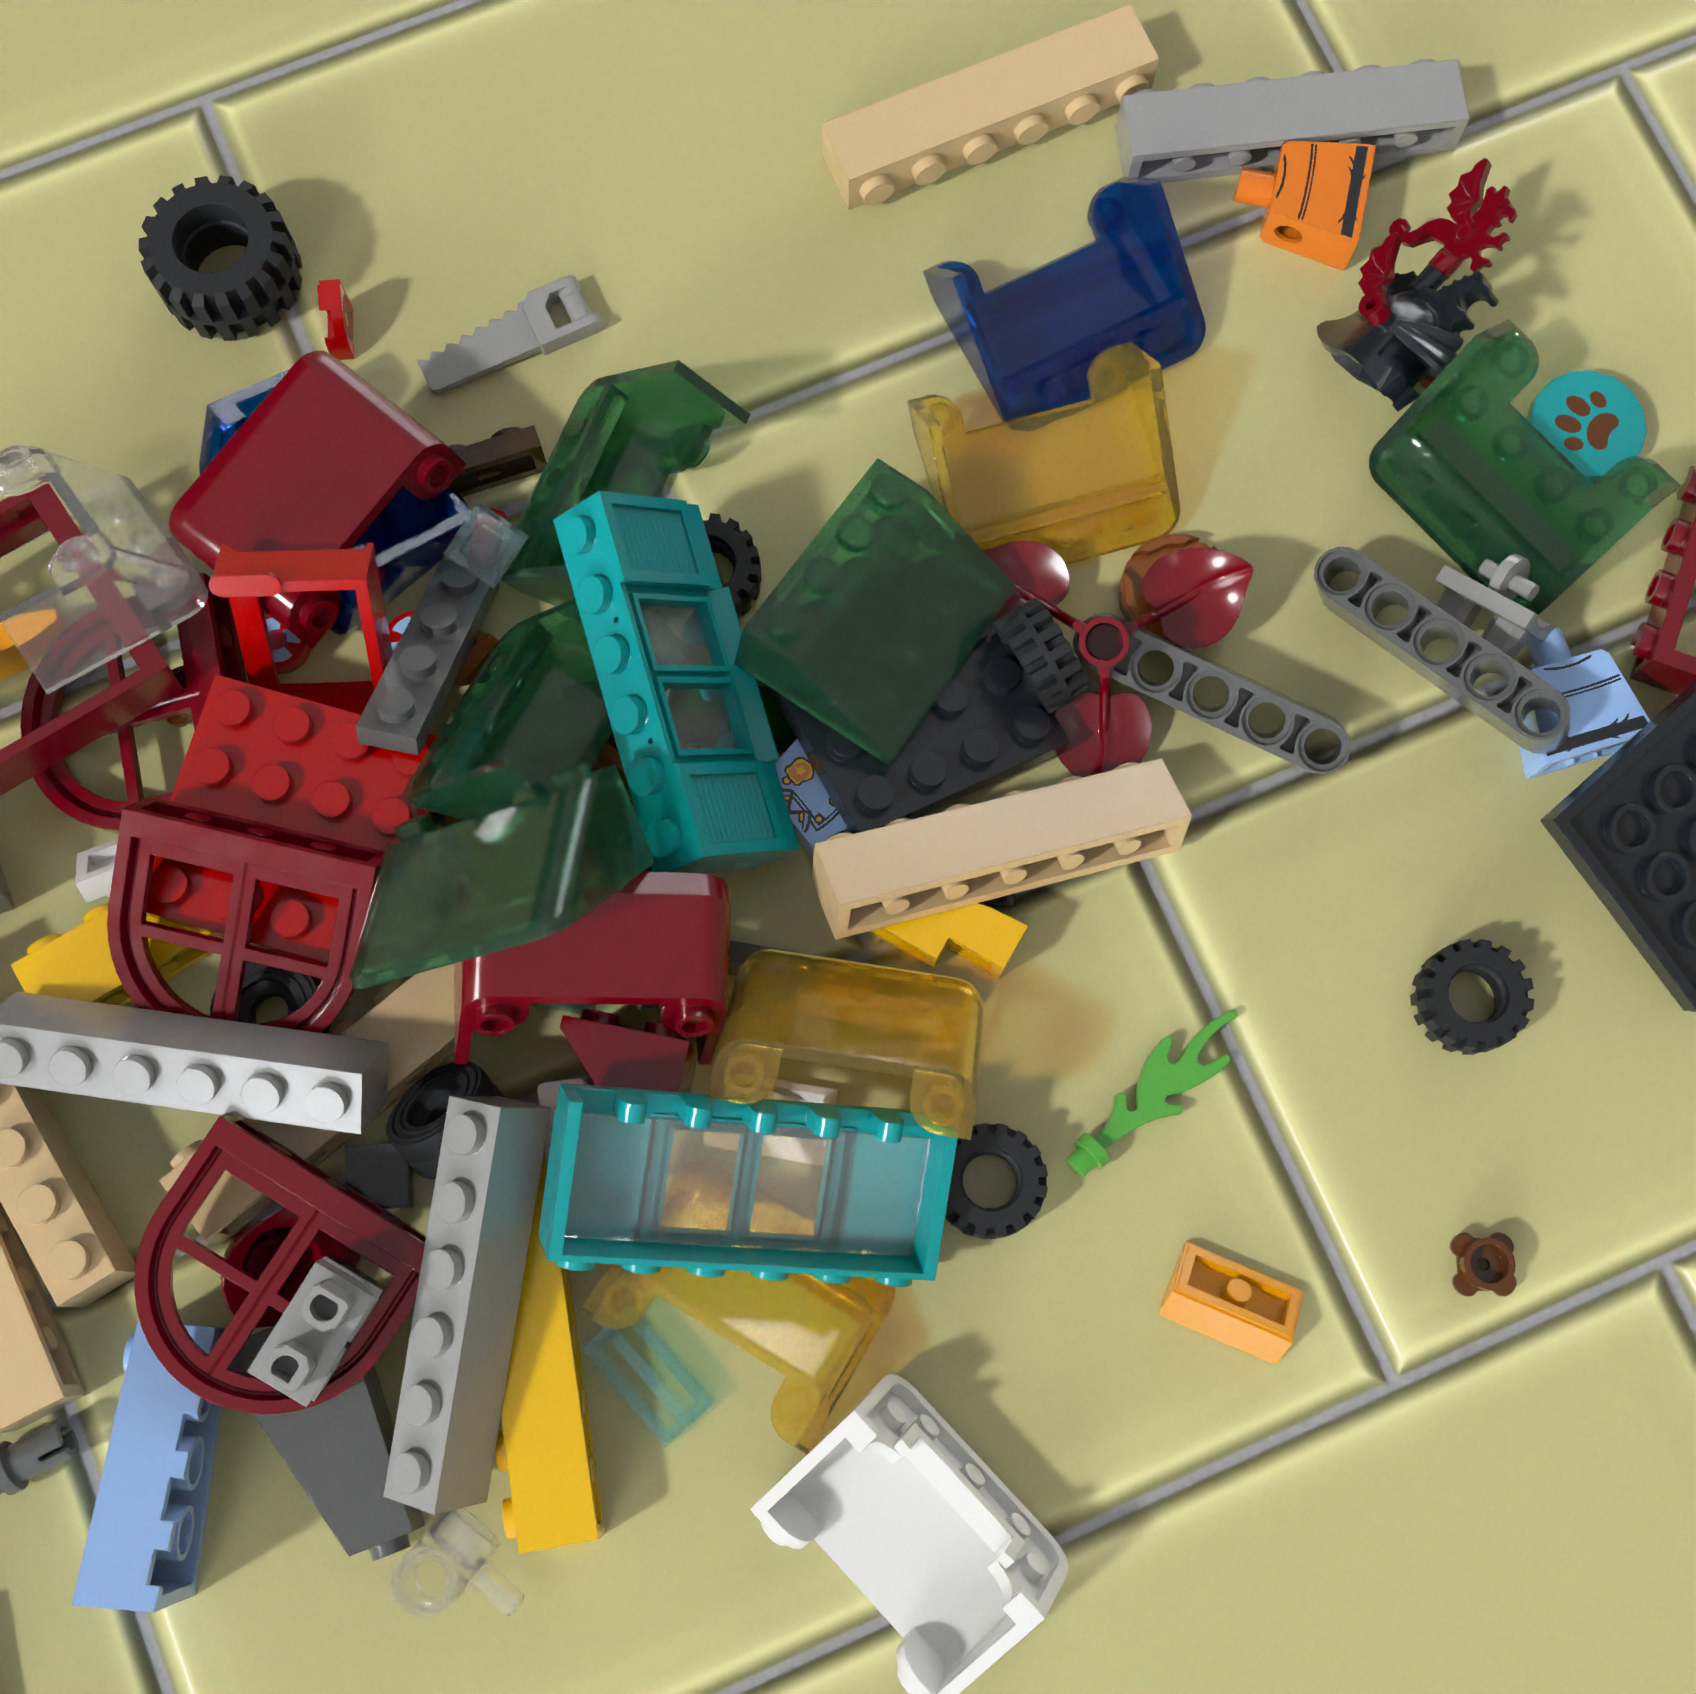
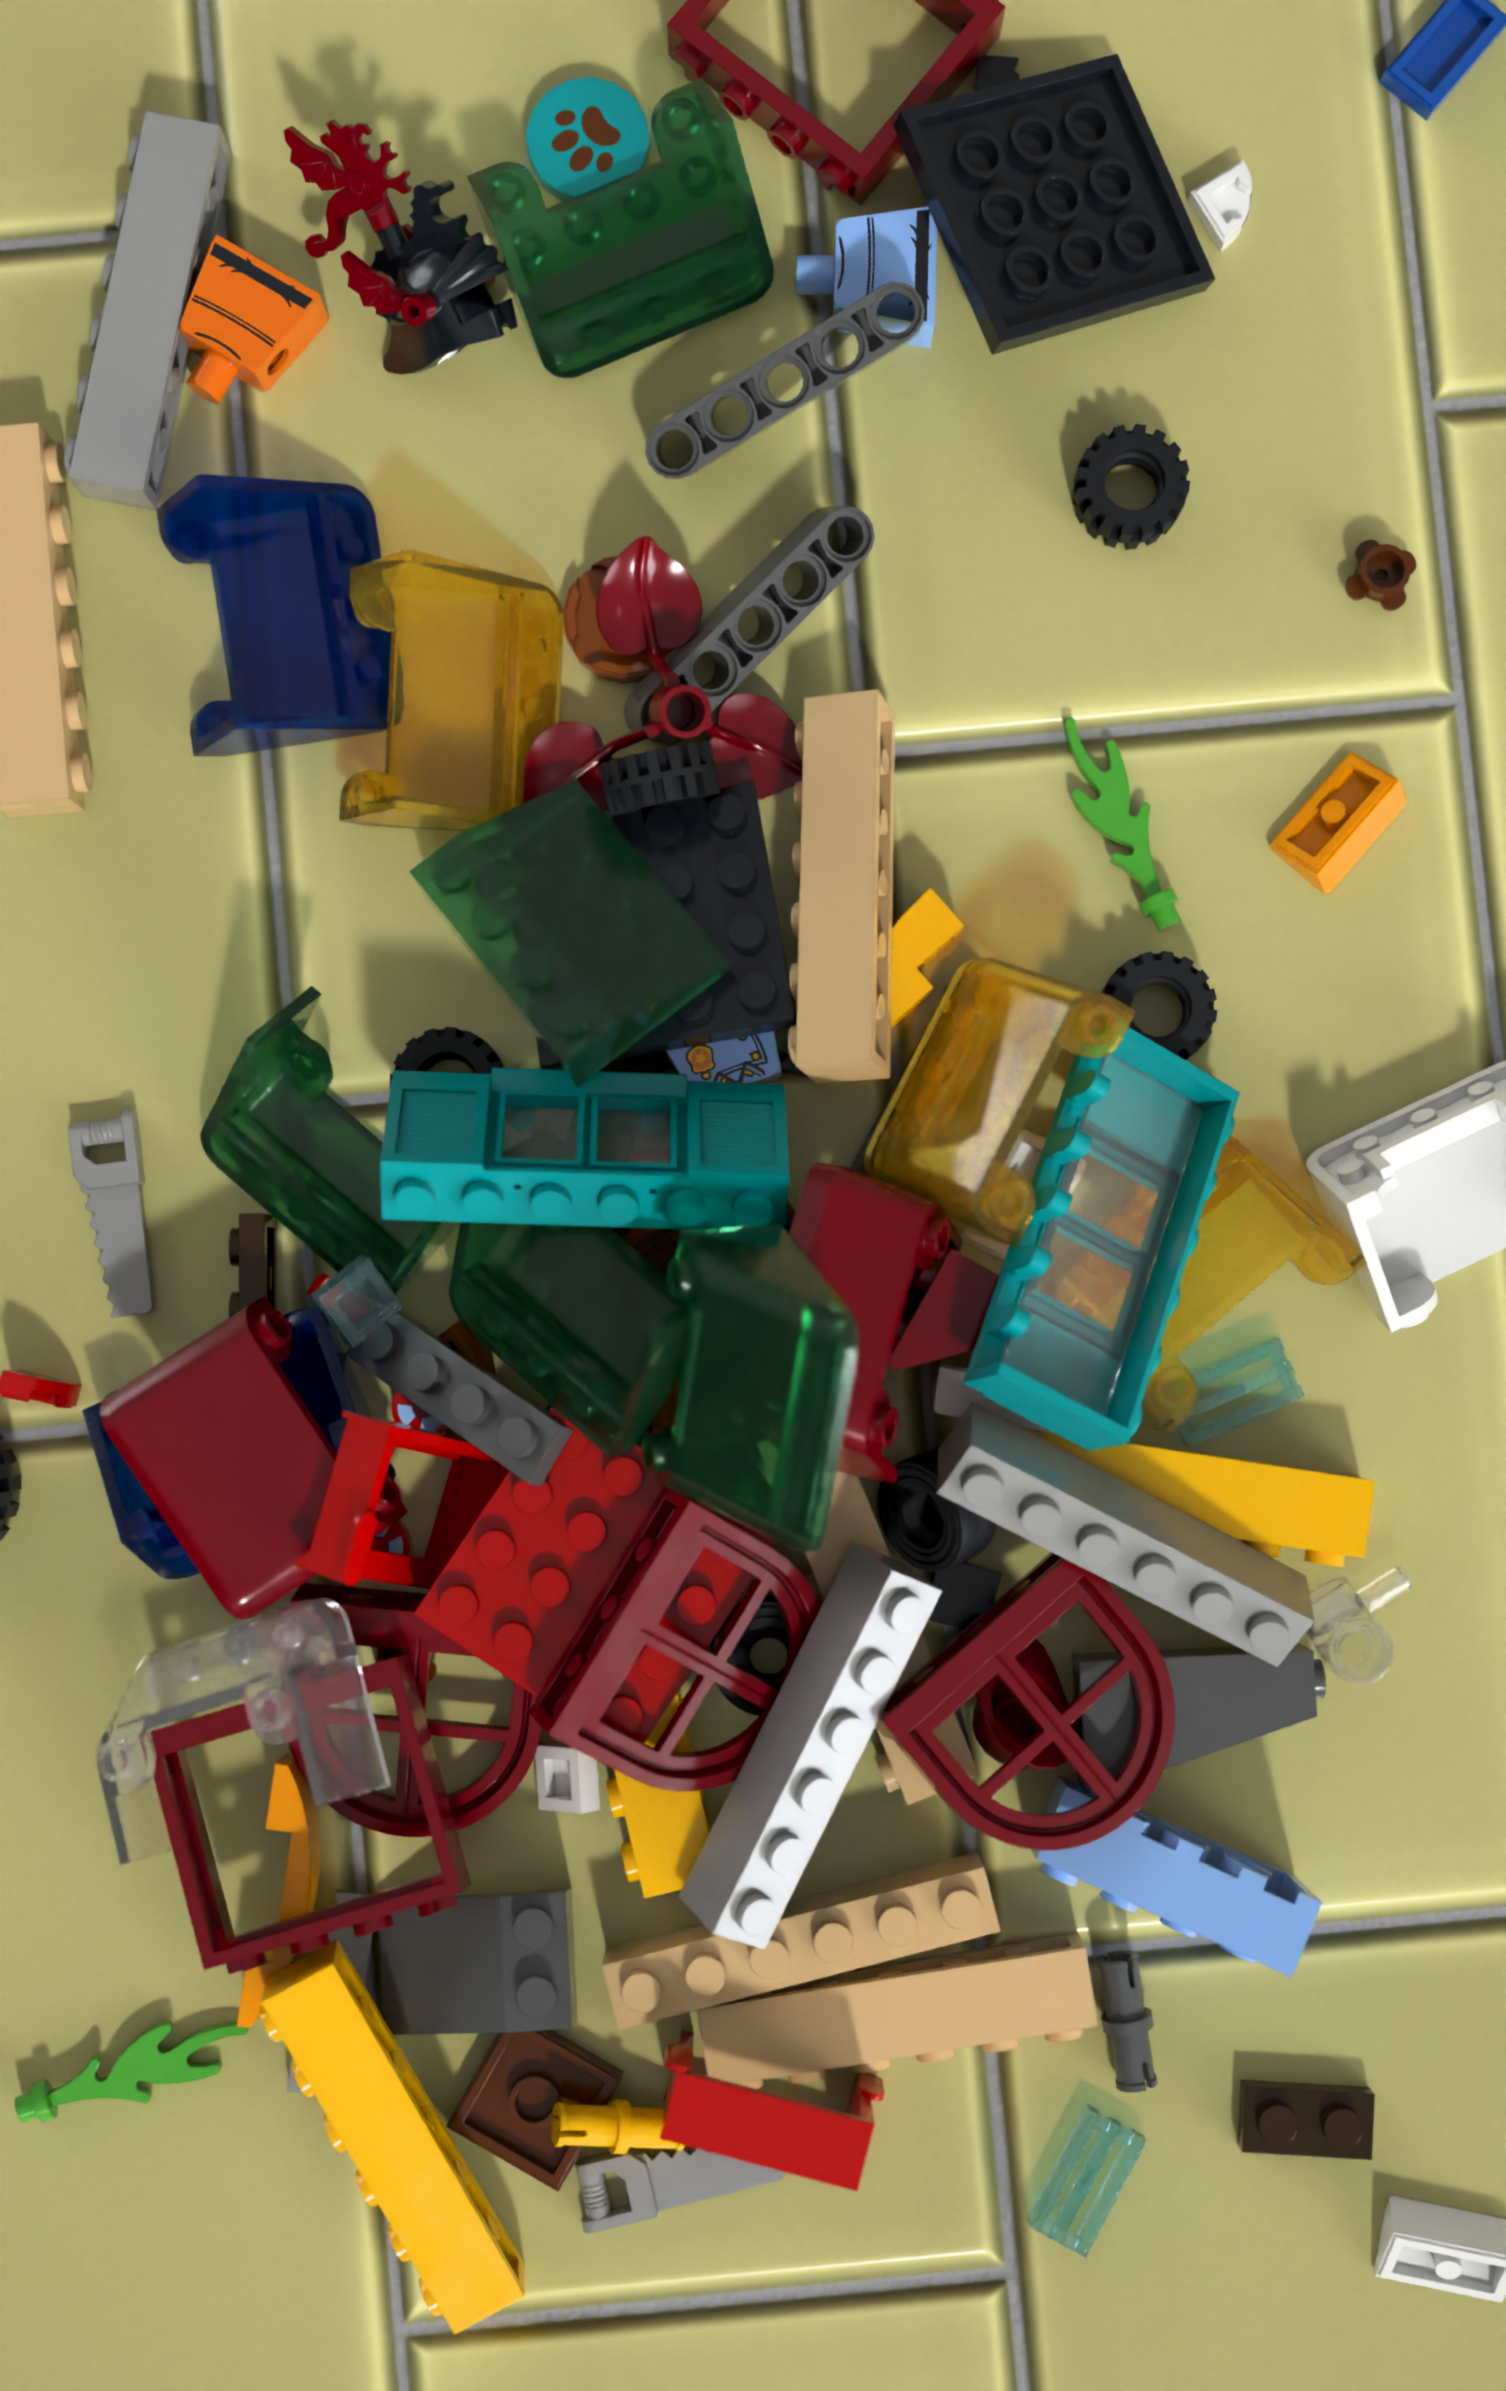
camera: 70 degrees left, 10 degrees up
(316, 1328) = (1115, 1681): light grey hips -> none
(1511, 622) = (778, 299): light grey hips -> none

